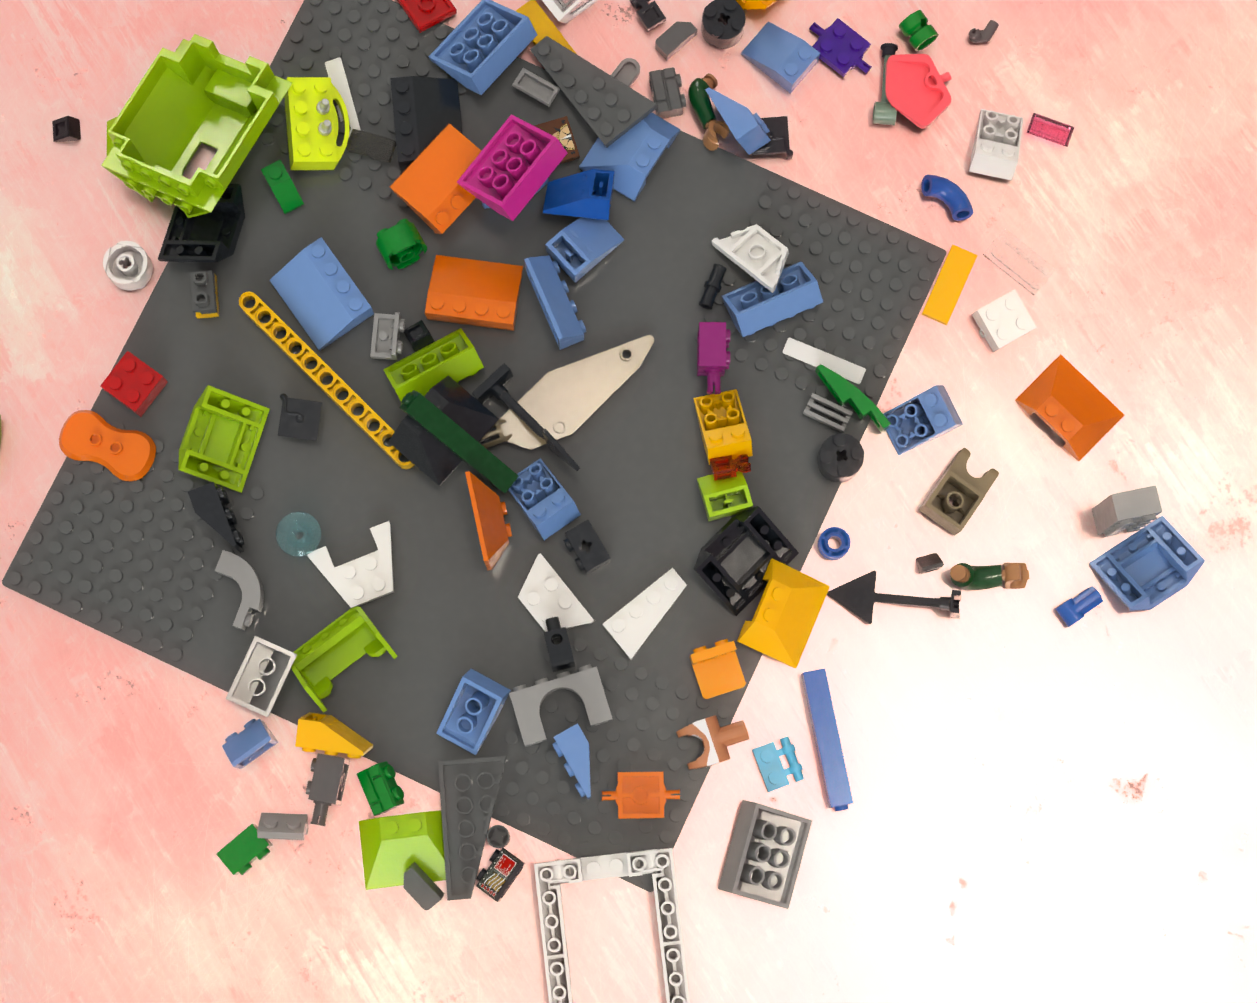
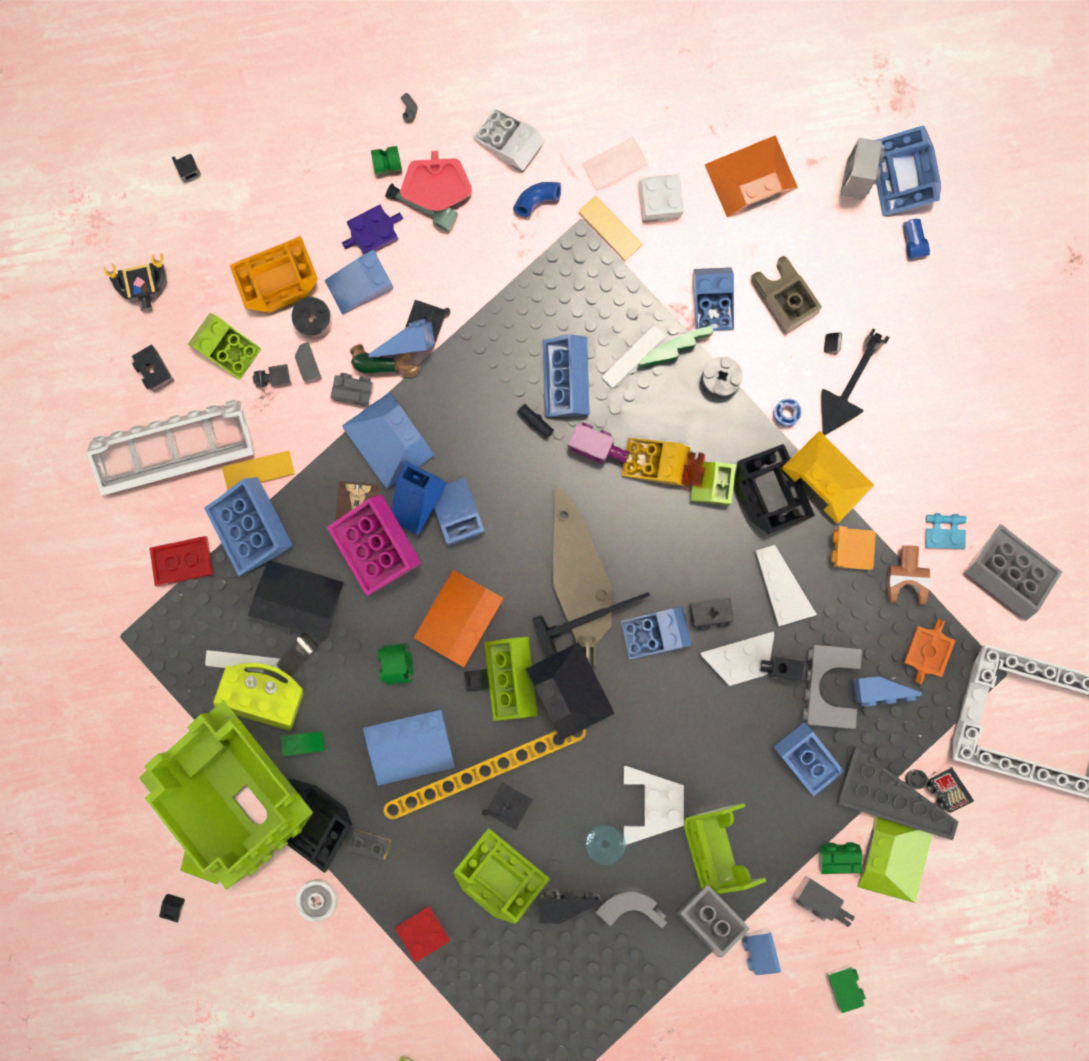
camera: 65 degrees left, 5 degrees up
(123, 452) = (475, 964): orange plate -> none
(282, 826) = (840, 950): light grey bracket -> none
(330, 735) = (786, 883): yellow slope -> none
(386, 336) = (468, 707): light grey bracket -> none
(421, 887) = (933, 856): dark grey piece -> none
(431, 179) = (349, 612): orange slope -> none
(458, 441) = (588, 682): dark green brick -> none
(489, 520) = (661, 683): orange slope -> none
(536, 87) = (302, 496): light grey tile -> none
(554, 300) = (496, 555): medium blue slope -> none
(600, 99) = (337, 447): dark grey wing -> none
(627, 71) = (322, 421): light grey tile -> none
(756, 254) = (523, 374): white wing -> none
(827, 739) = (942, 484): brick -> none
(836, 407) = (690, 361): light grey tile -> none
(985, 577) = (863, 300): piece -> none
(1050, 129) = (514, 89): clear pink tile -> none

